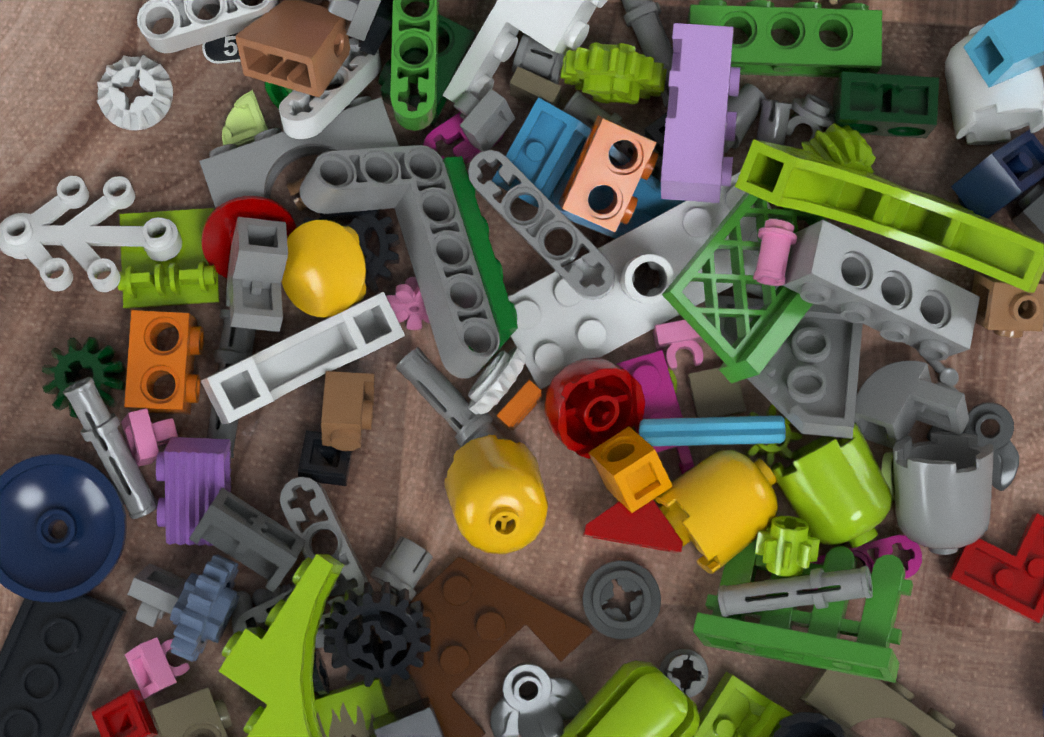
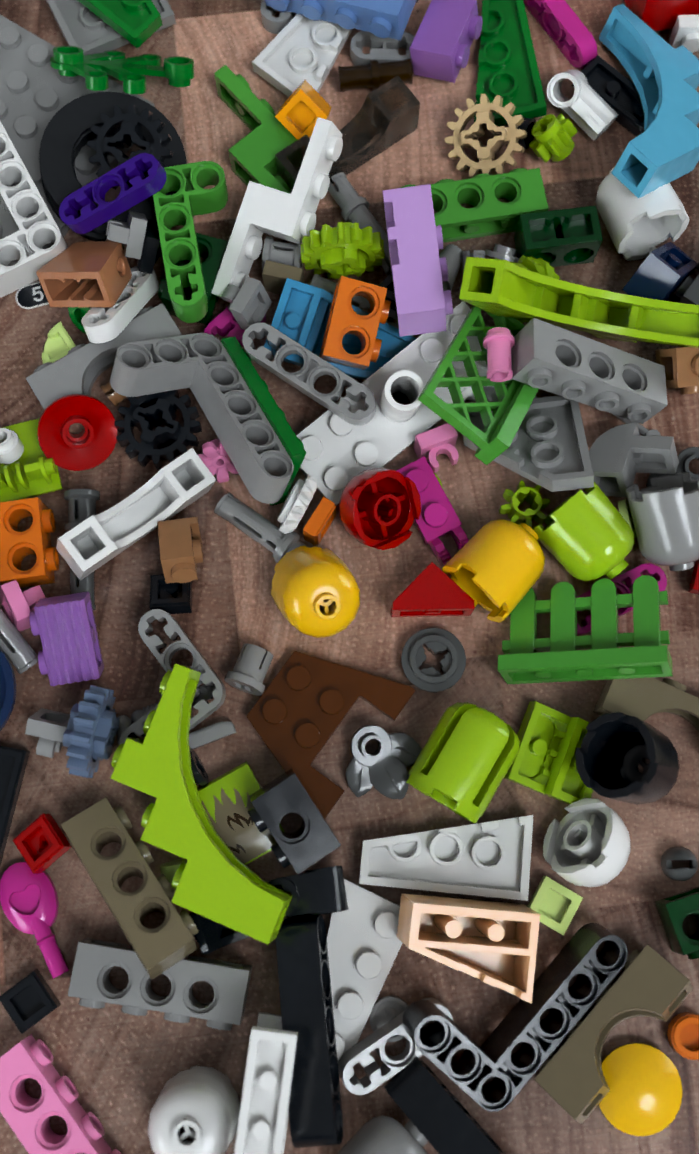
camera: 15 degrees left, 5 degrees down
(151, 667) = (57, 792): bright pink tile -> none
(249, 537) = (116, 665): dark grey hinge -> none
(256, 274) = (87, 454): light grey brick -> none
(324, 268) = (139, 439): yellow dish -> none
(359, 648) = (225, 737): black gear -> none
(630, 469) = (420, 549): light orange brick -> none
(675, 660) = (504, 699): light grey bush -> none
(713, 430) = (479, 507): medium azure axle -> none
(714, 394) = (473, 484): dark tan tile -> none
(787, 546) = (559, 585): lime gear -> none
(853, 583) = (528, 638): light grey pin -> none

